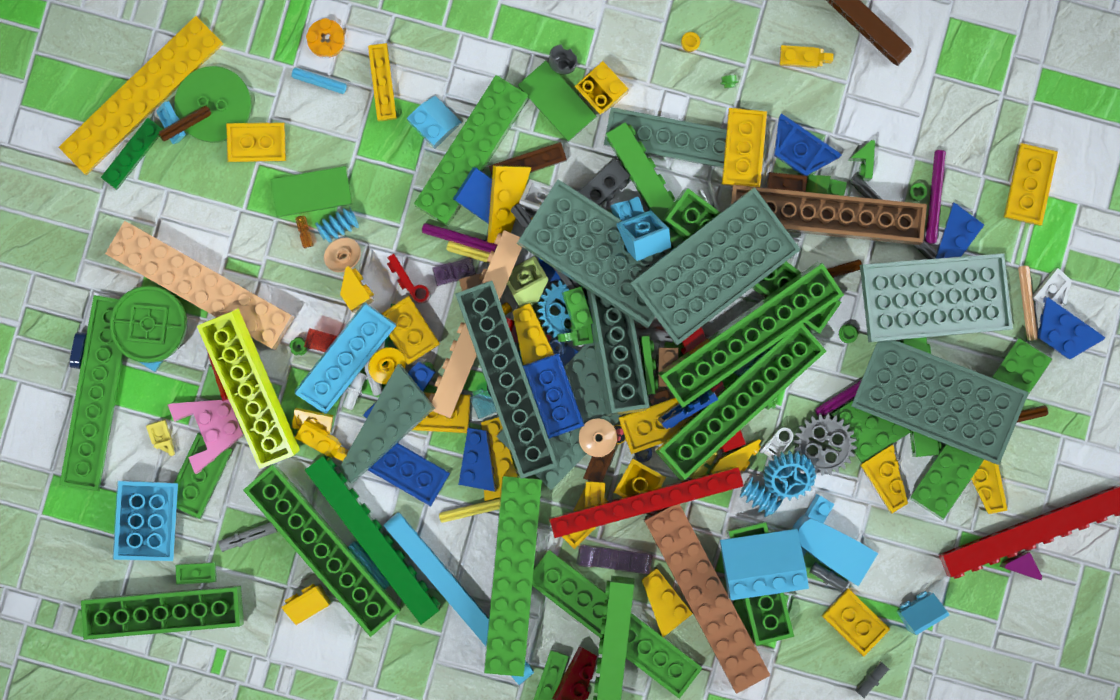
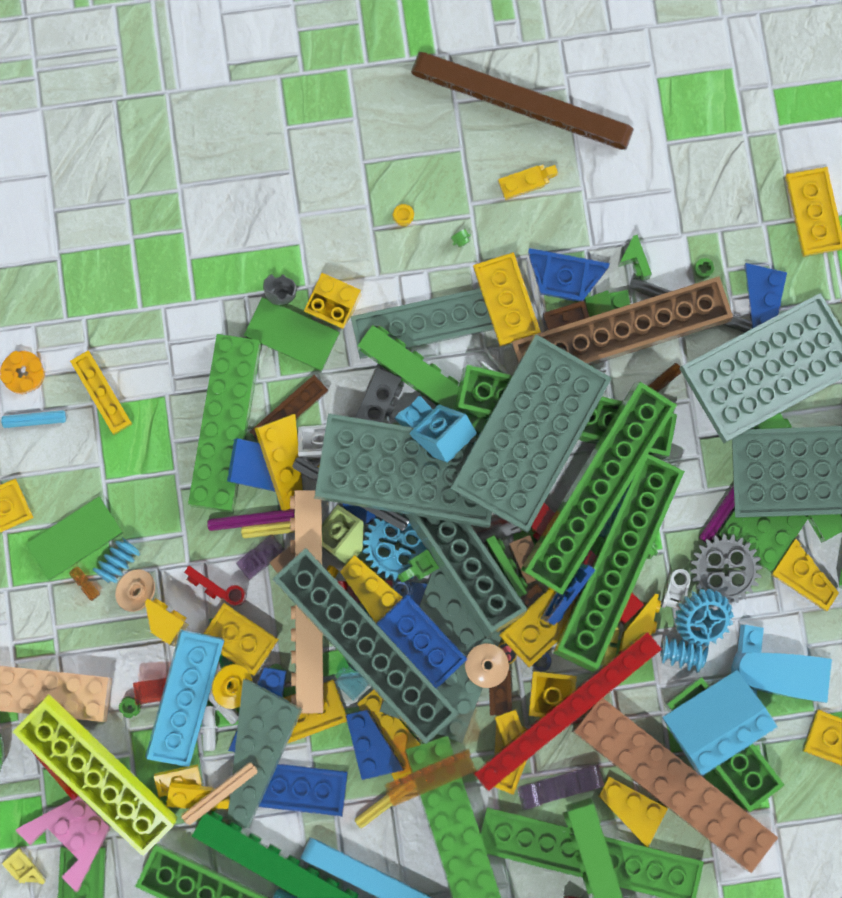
camera: 20 degrees left, 5 degrees down
(340, 446) = (219, 793): none -> light nougat axle
(433, 121) = (172, 410): medium azure slope -> none
(513, 507) = (430, 777): none -> clear orange fence
(577, 308) = (406, 538): bright green plate -> none
(829, 577) = (792, 706): dark grey pin -> none
(848, 333) = (698, 444): bright green plate -> none
(935, 196) = (724, 265): magenta axle -> none

